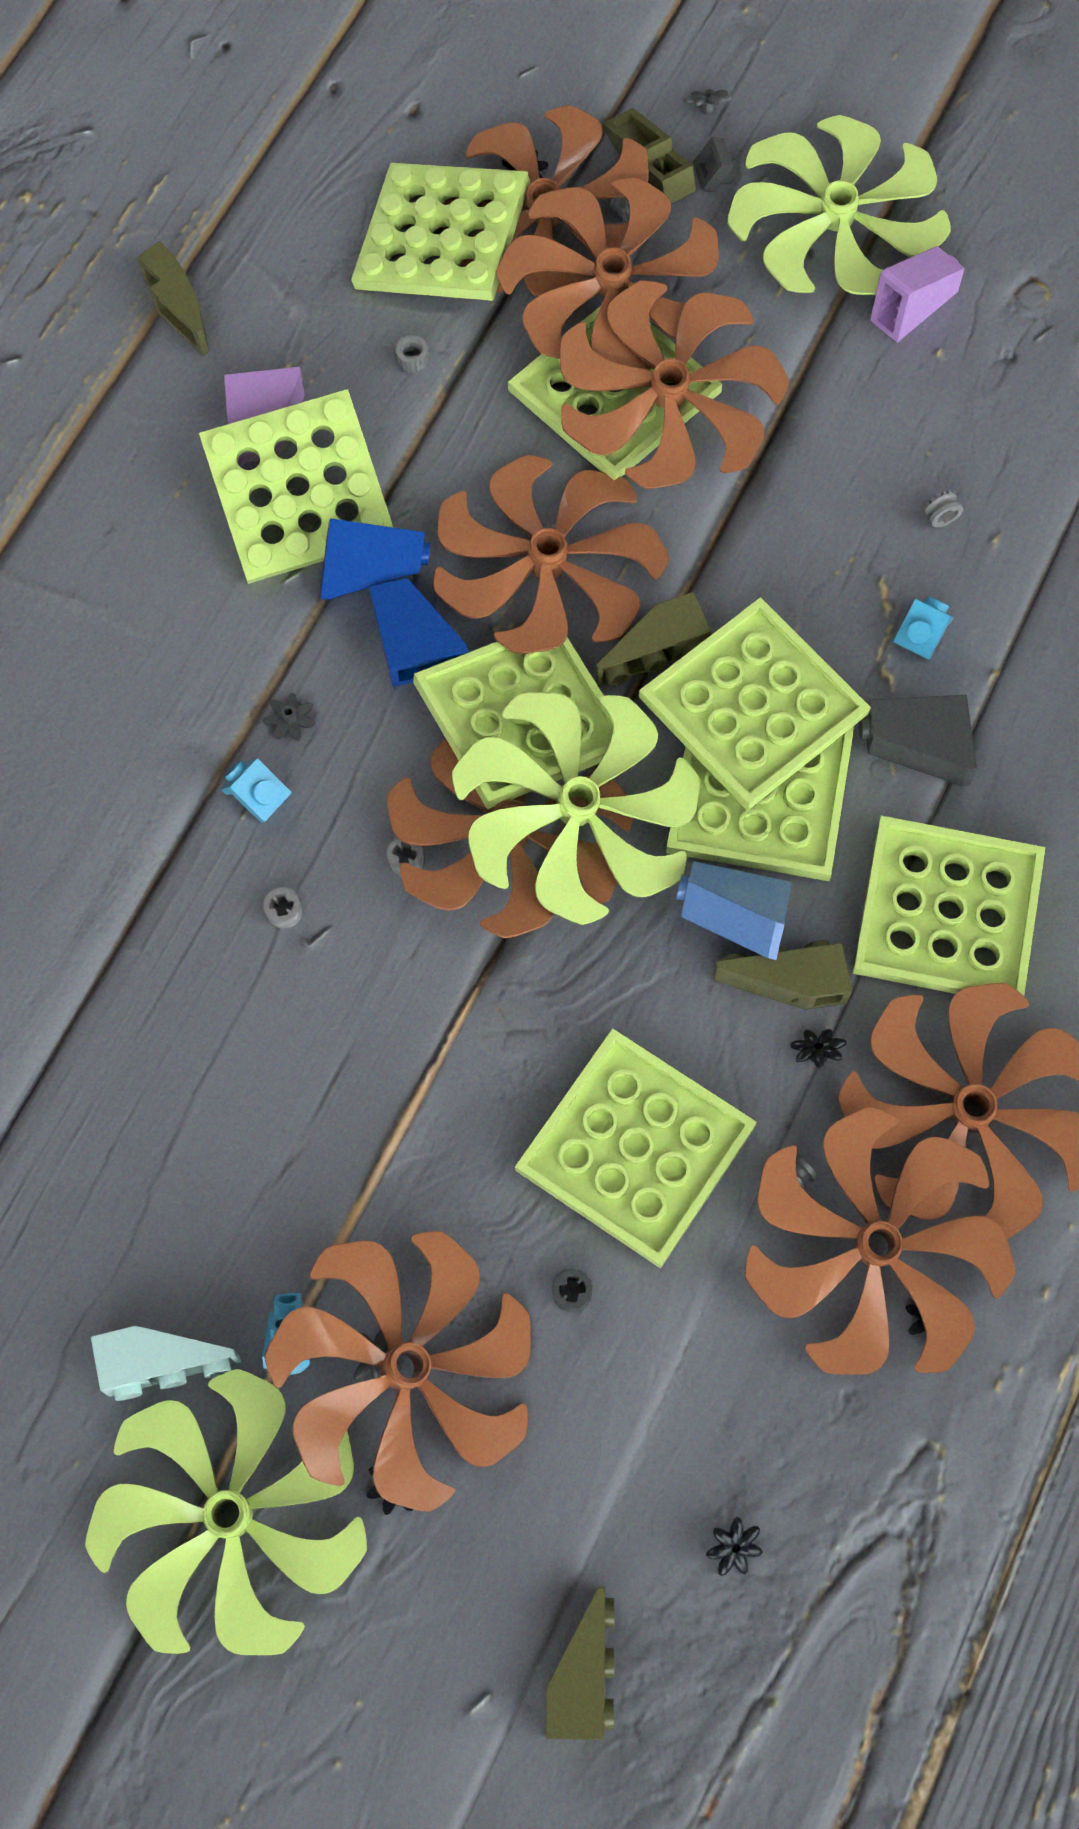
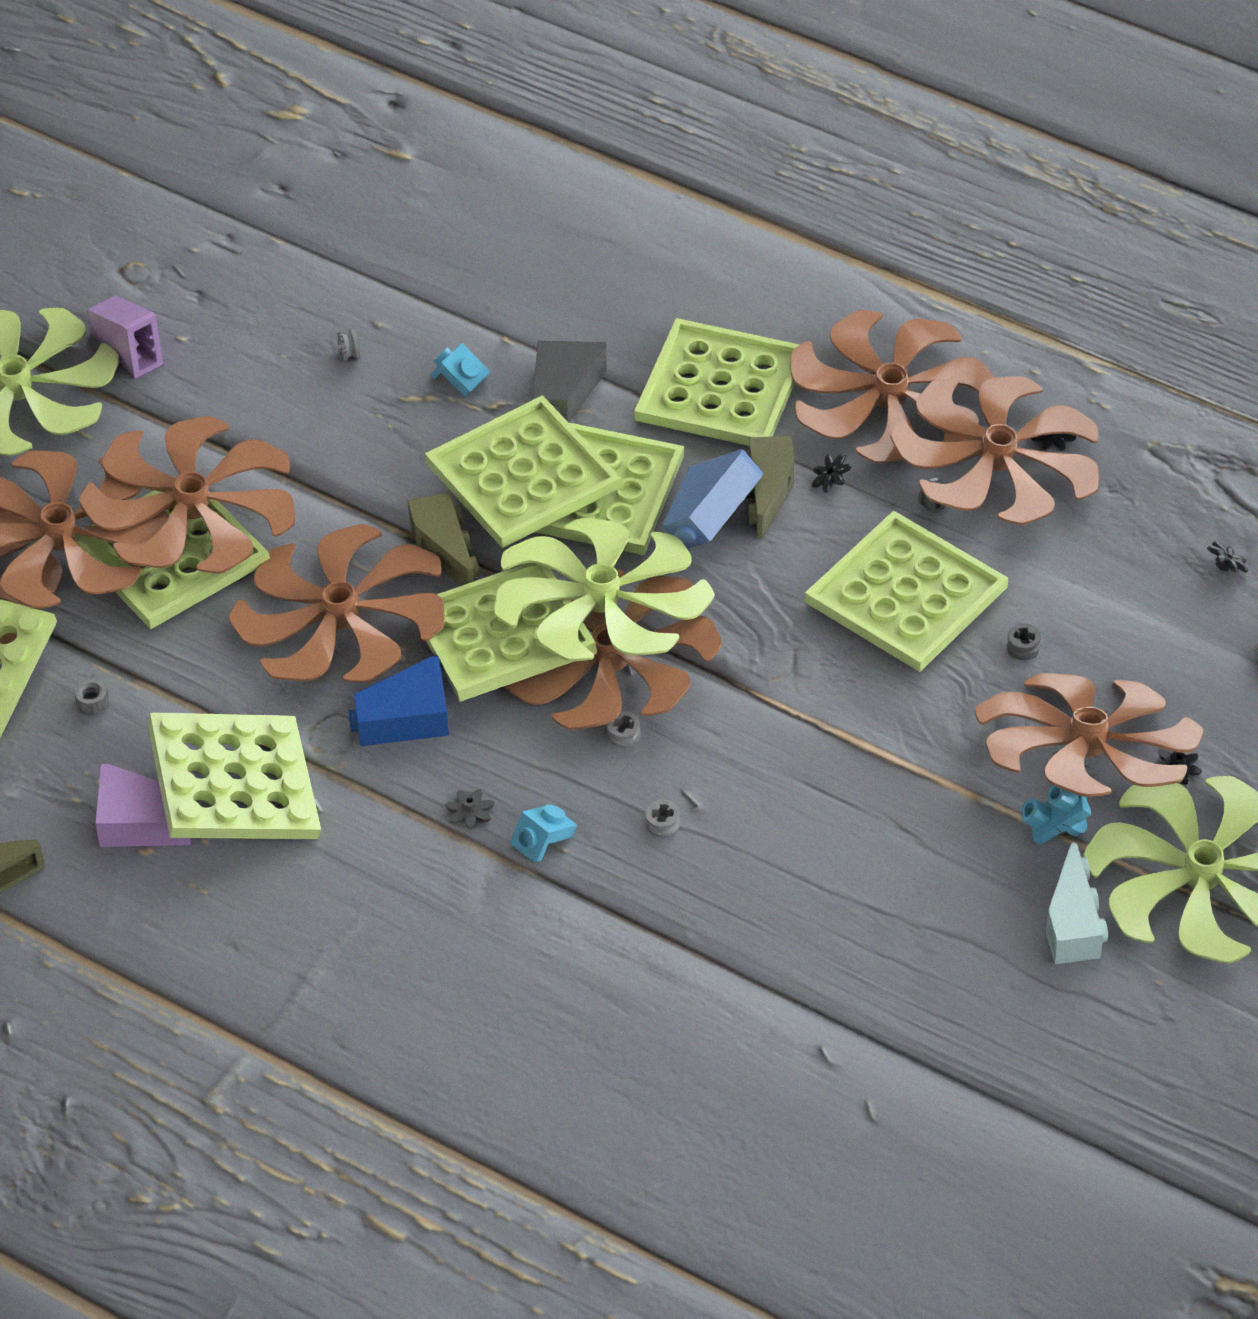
camera: 85 degrees left, 20 degrees down
(368, 555) = (324, 730): blue slope -> none

